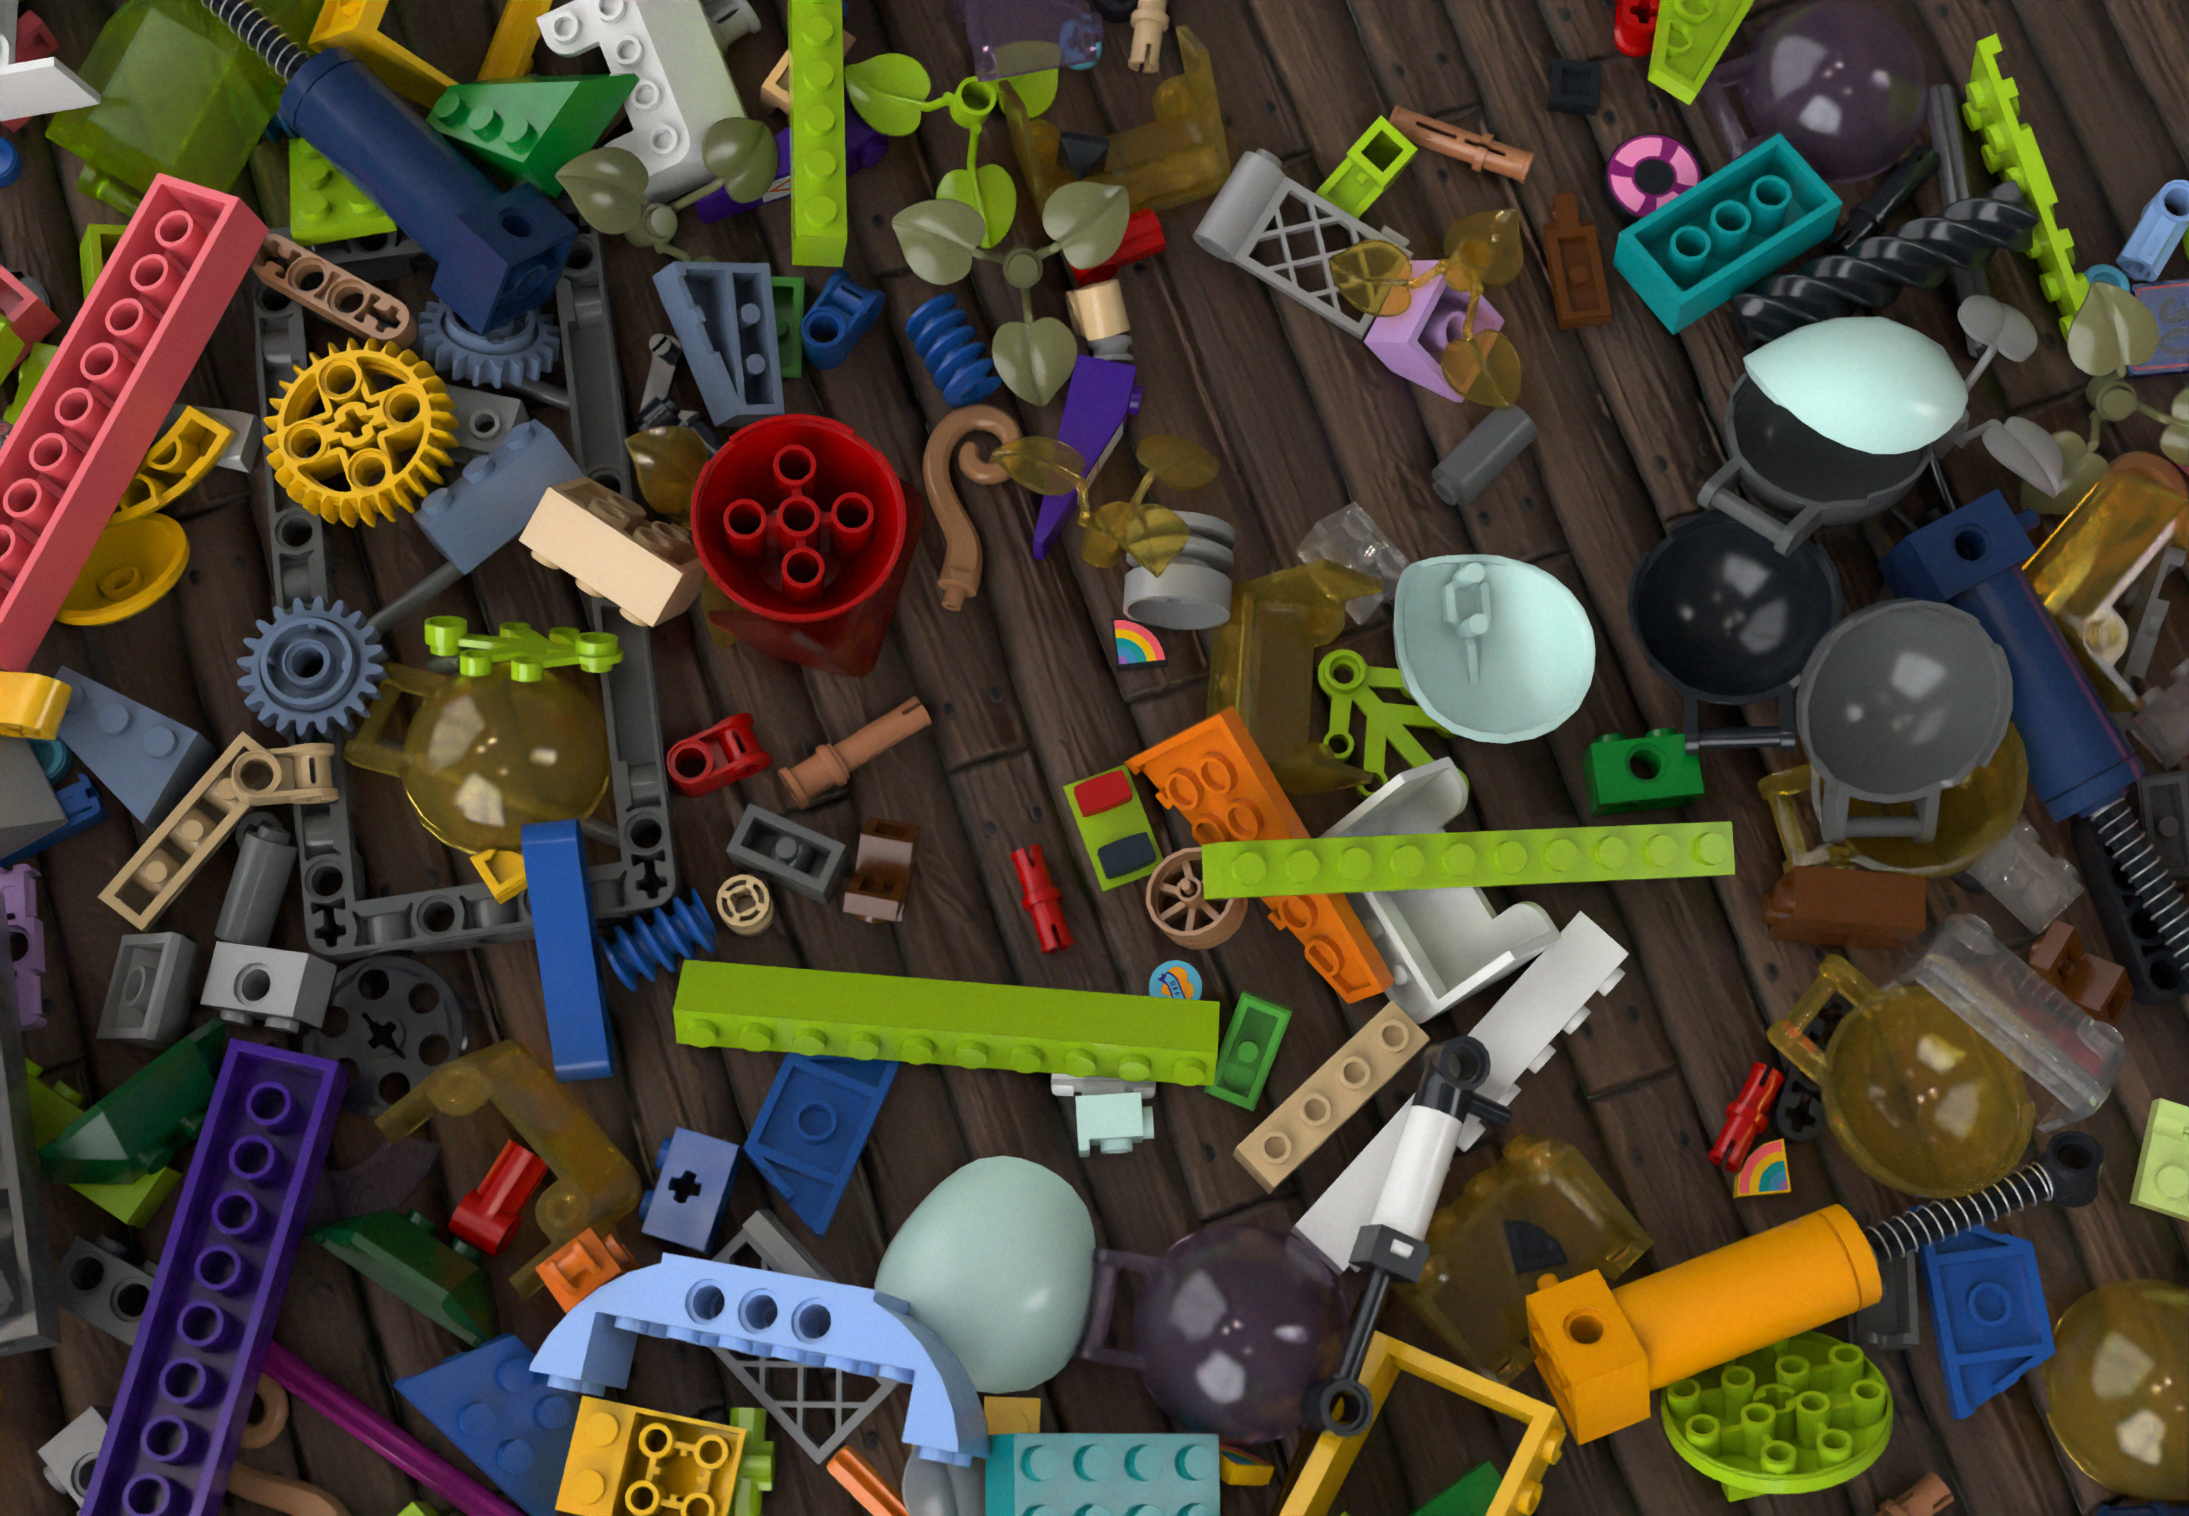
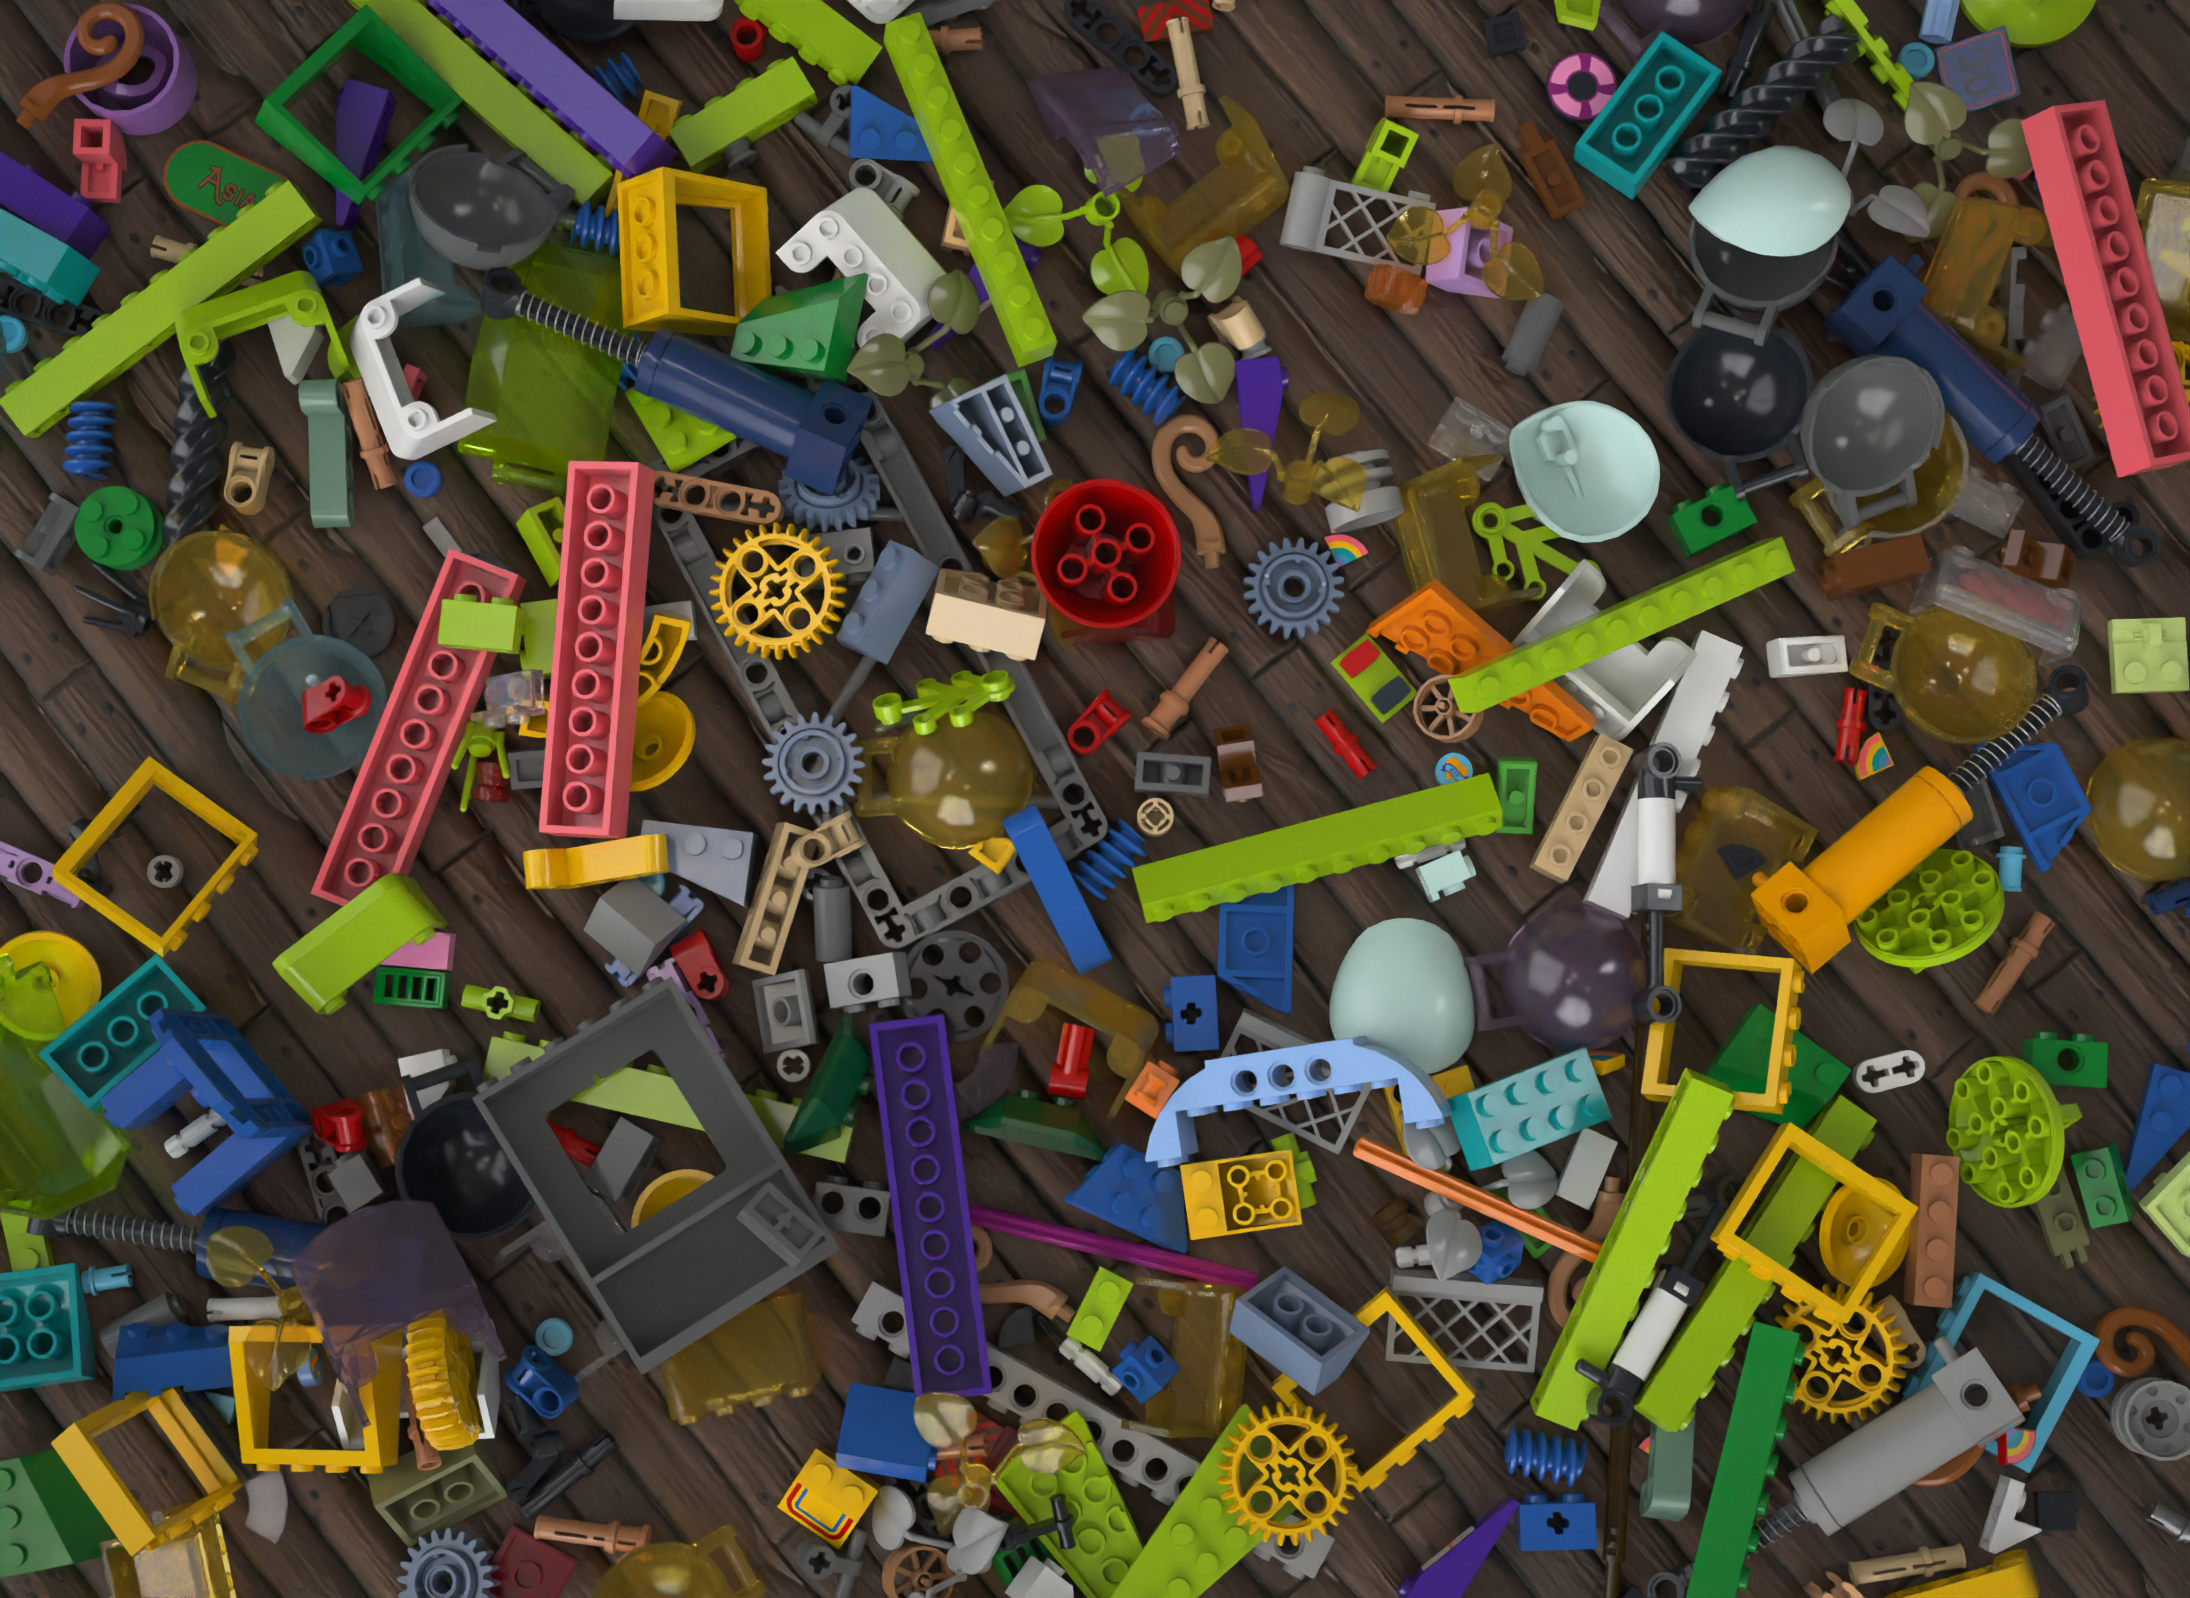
camera: 15 degrees left, 10 degrees up
(57, 881) = (697, 960): none -> red piece
(111, 1058) = (794, 1077): none -> light grey bush
(989, 318) = (1164, 353): none -> medium azure tile
(1047, 701) = (1298, 565): none -> sand blue gear
(1082, 154) = (1182, 212): black slope -> none
(1321, 338) = (1395, 289): none -> clear orange gear
(1715, 1001) = (1806, 656): none -> white slope
(1913, 1396) = (2010, 867): none -> medium azure pin

